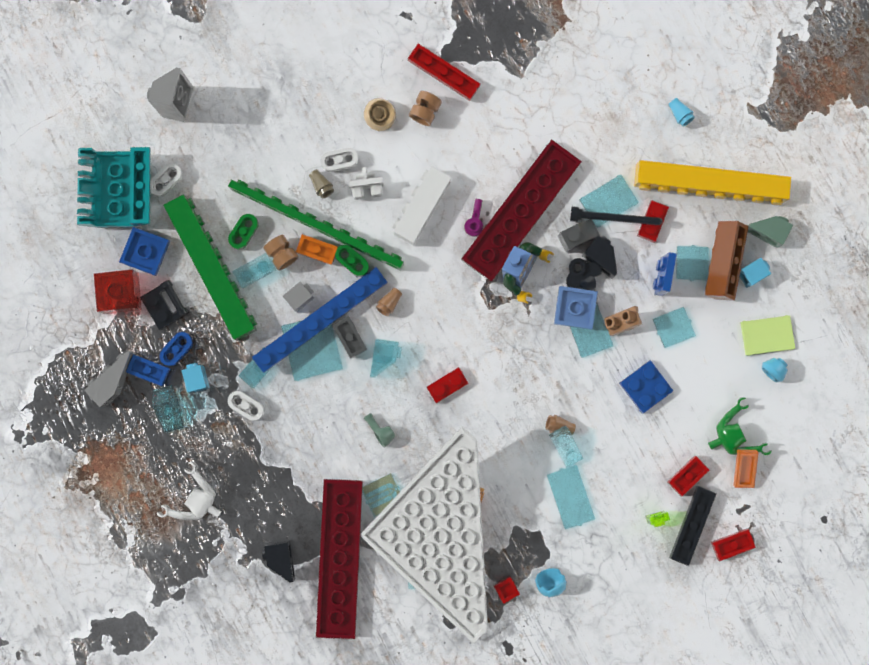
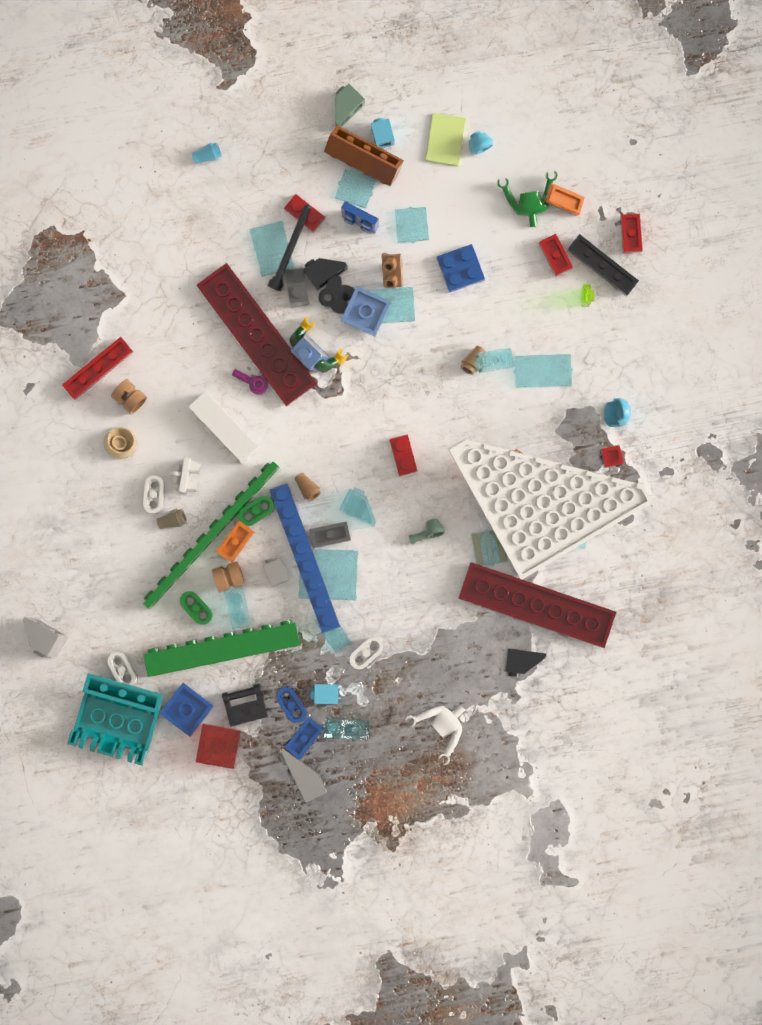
camera: 70 degrees left, 0 degrees up
(712, 181) = (283, 145): yellow brick -> none

